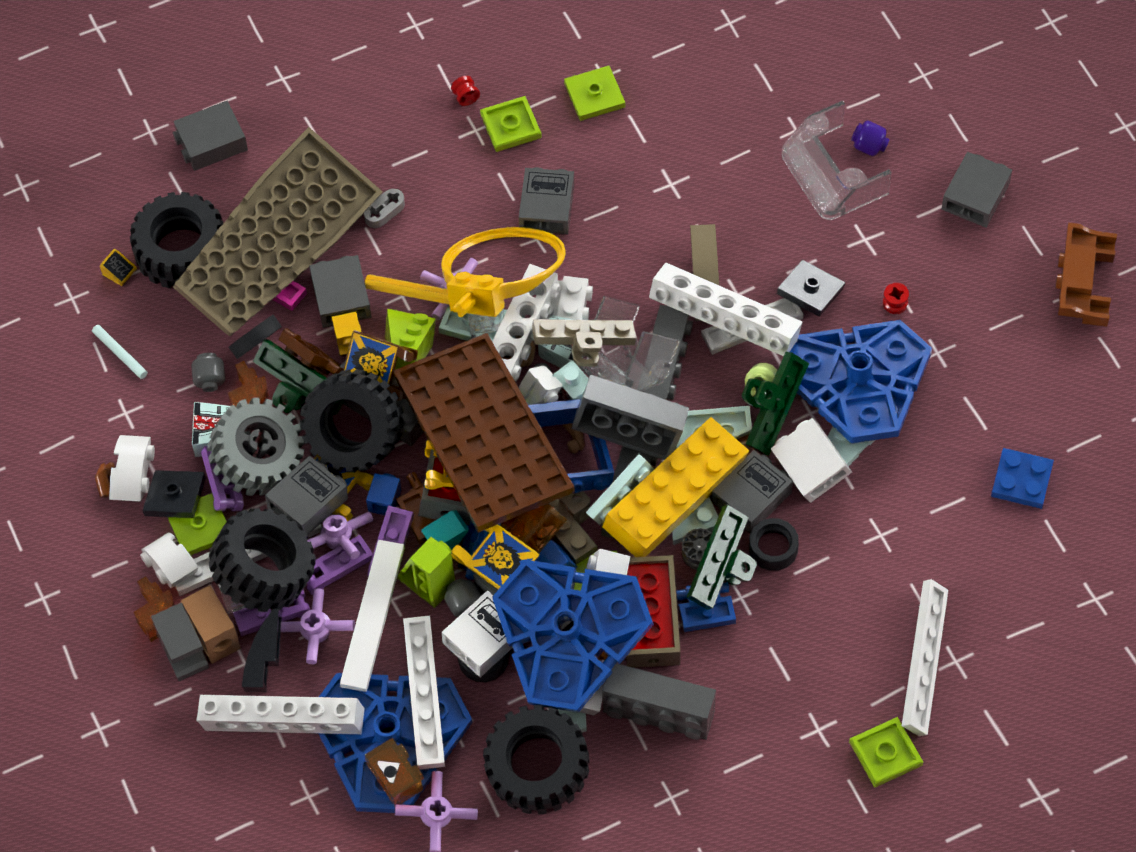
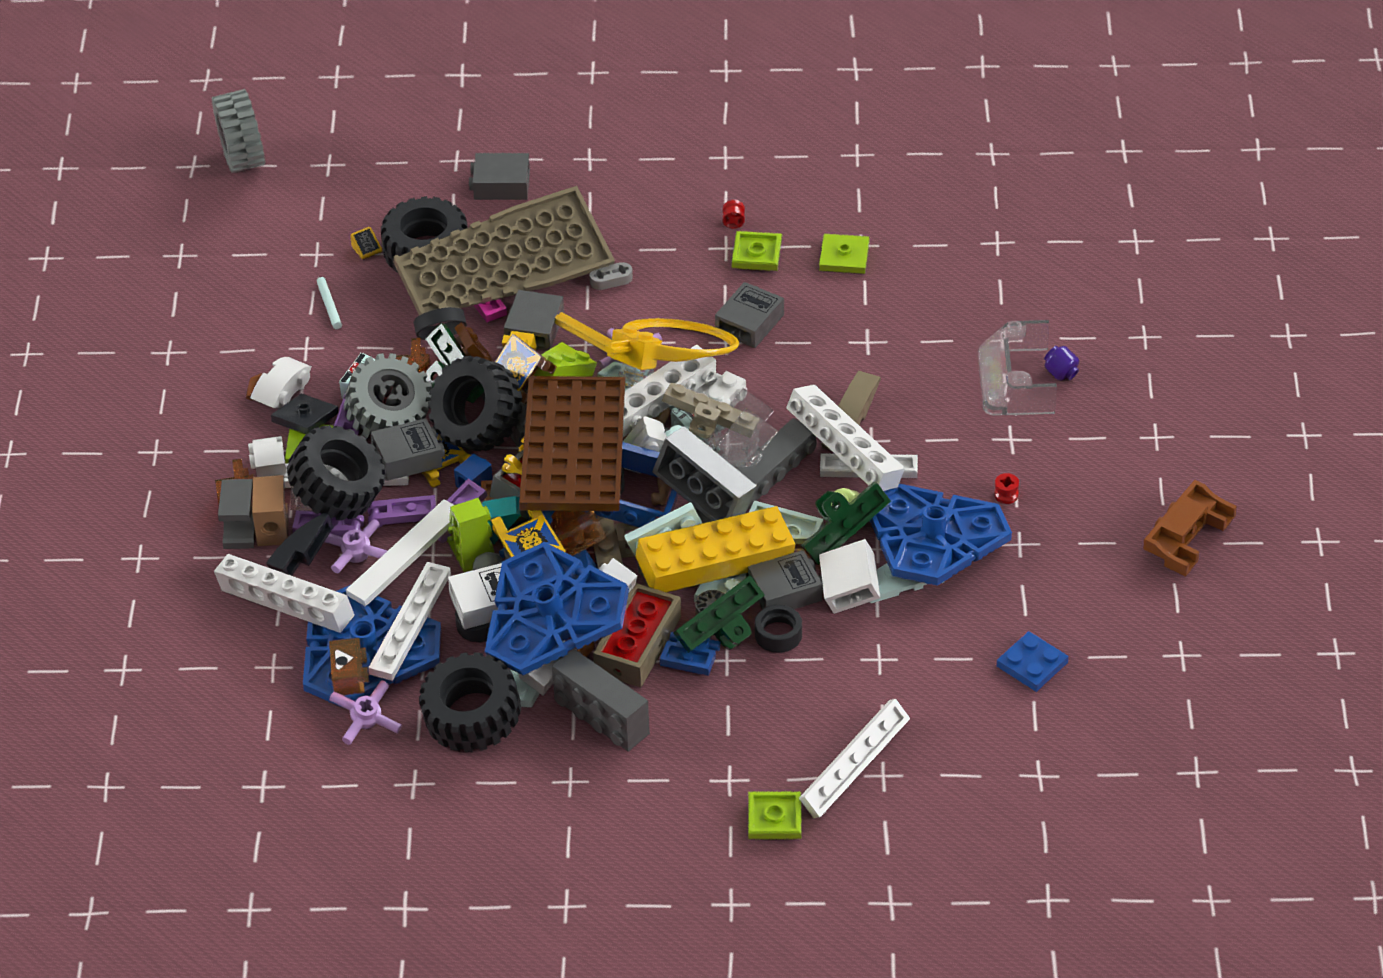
camera: 25 degrees right, 15 degrees down
(208, 372) = (388, 338): dark grey head -> none
(338, 532) = (417, 486): lavender bar -> none
(810, 288) = (936, 454): plate -> none
(976, 189) = (1133, 432): dark grey brick -> none

